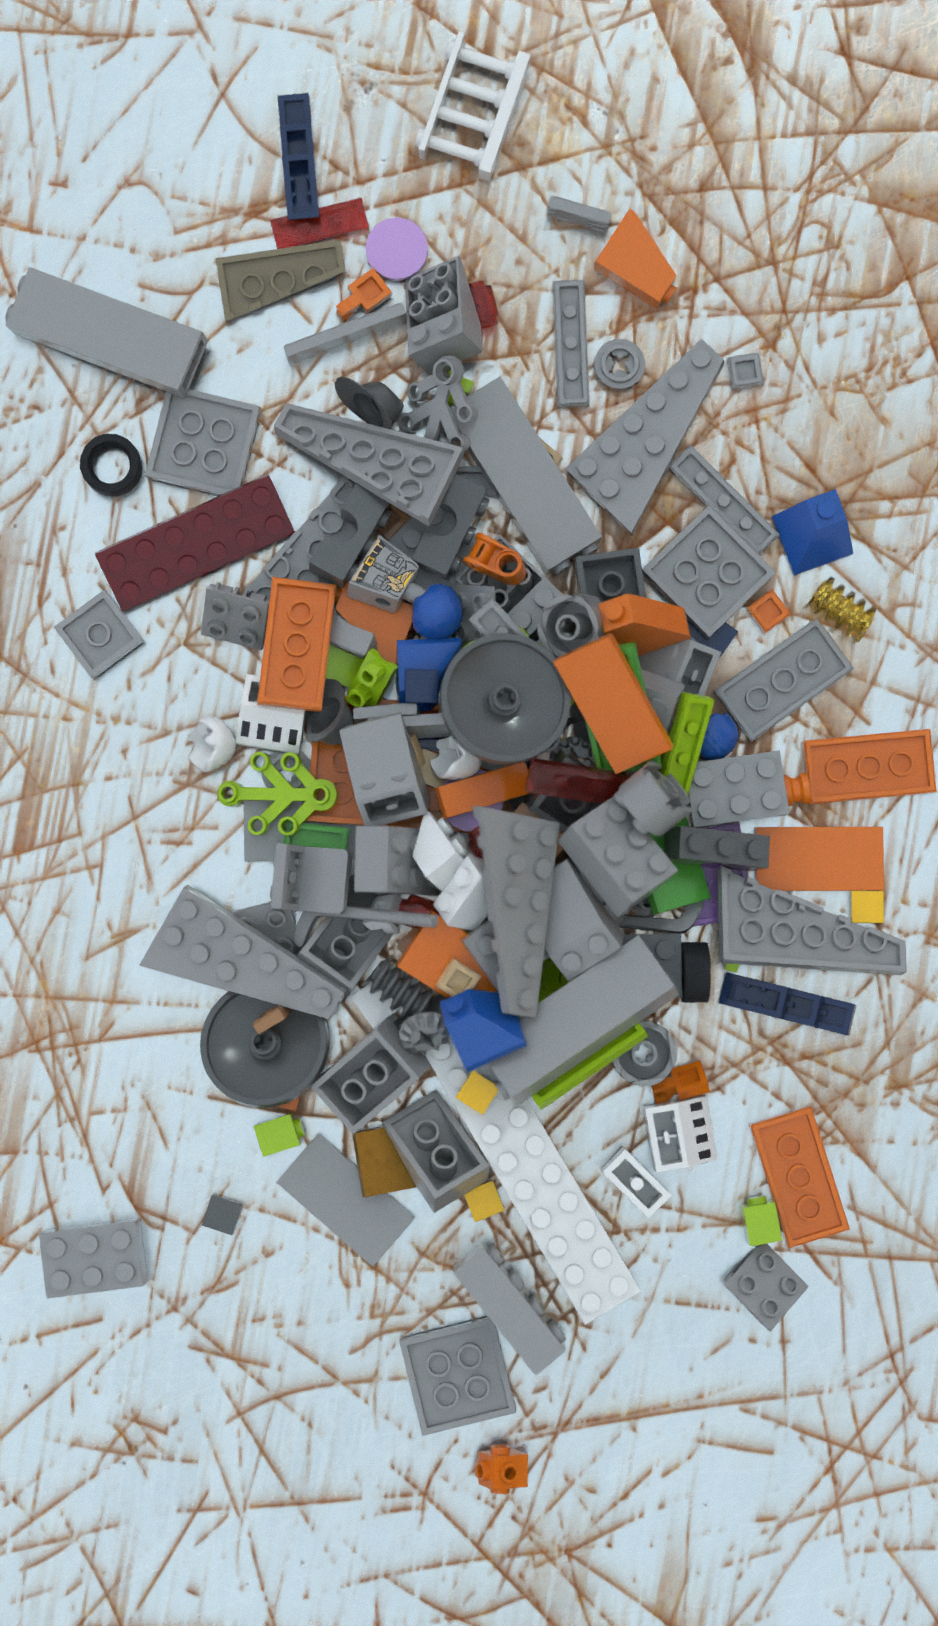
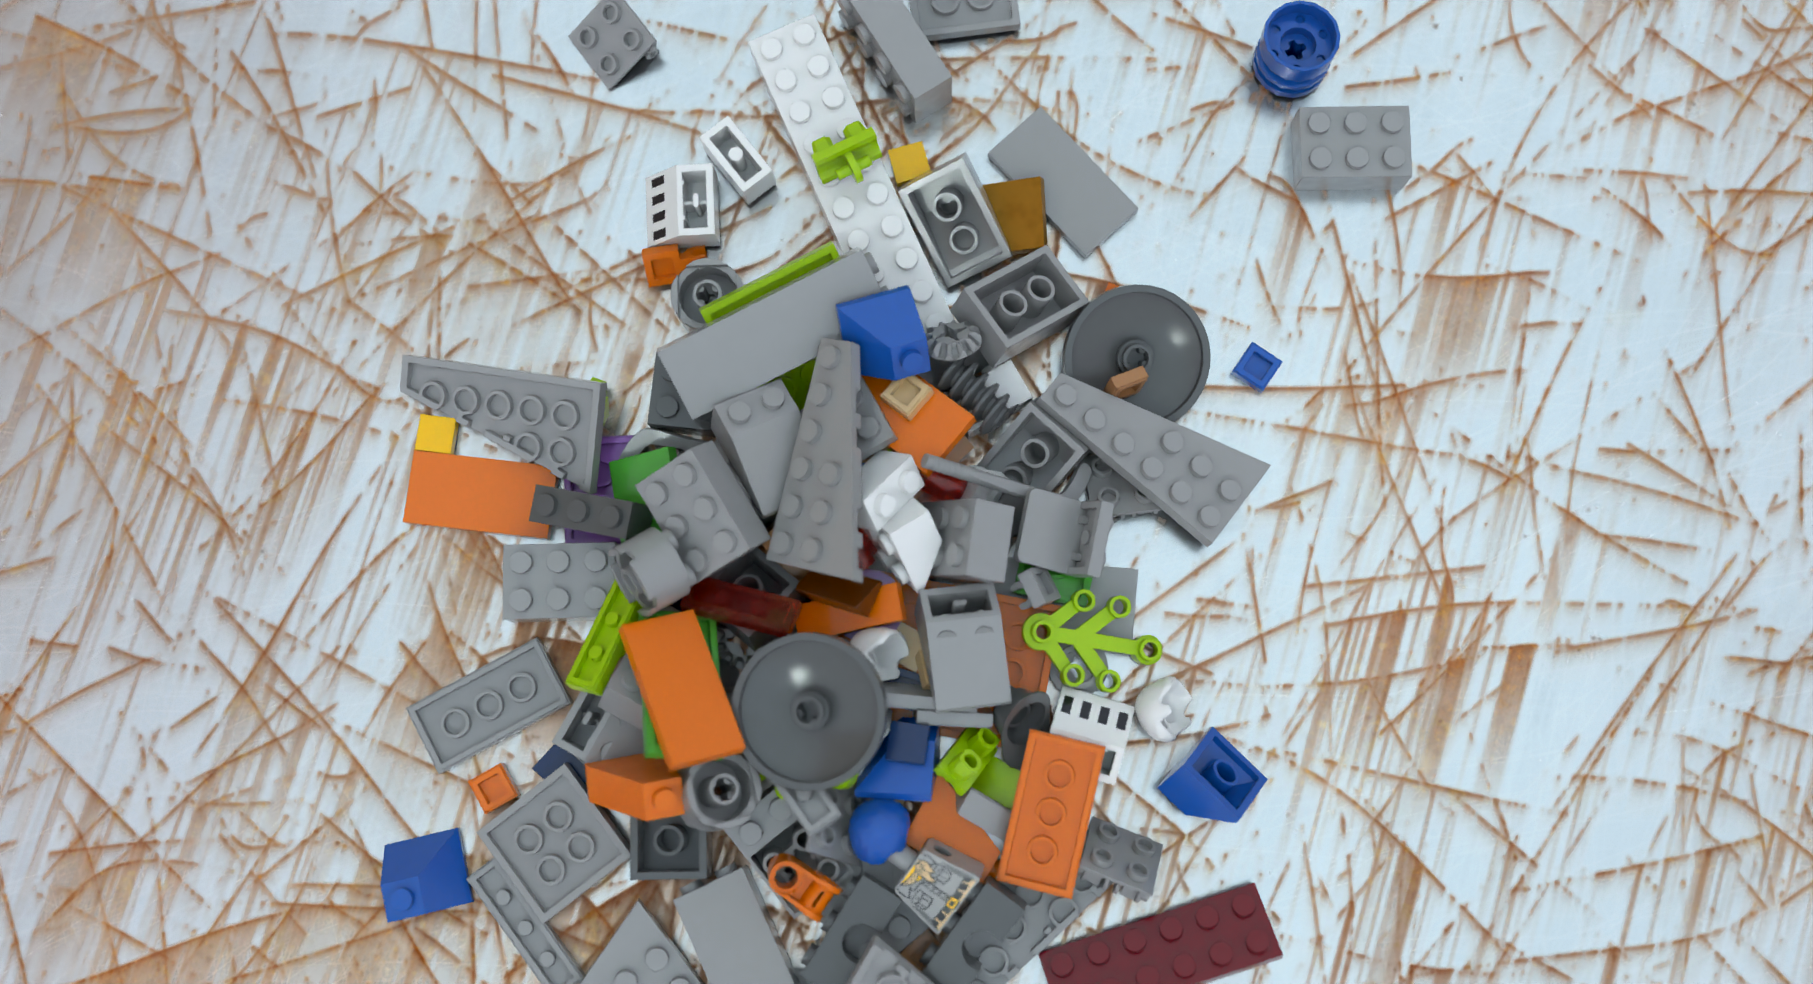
camera: 170 degrees left, 5 degrees down
(98, 634) = (1285, 858): light grey plate -> none
(144, 1358) = (1307, 37): none -> blue wheel
(159, 1051) = (1256, 367): none -> blue tile
(164, 690) = (1213, 780): none -> blue slope
(222, 1214) = (1201, 181): dark grey tile -> none
(279, 1134) = (1130, 259): lime brick -> none
(327, 831) = (1038, 587): none -> light grey tile
(477, 1092) = (900, 269): yellow tile -> none
(481, 797) = (840, 592): none -> reddish brown slope
(535, 1187) = (846, 156): none -> lime hips
(695, 972) = (635, 379): black tyre -> none
(719, 737) = (567, 643): blue hair -> none
(760, 1221) = (607, 106): lime brick -> none
(787, 1004) = (542, 337): dark blue slope -> none
(798, 789) = (489, 575): orange wheel -> none
(799, 1176) = (559, 151): orange tile -> none
(842, 608) = (404, 780): clear yellow piece -> none
(870, 766) = (408, 593): orange tile -> none

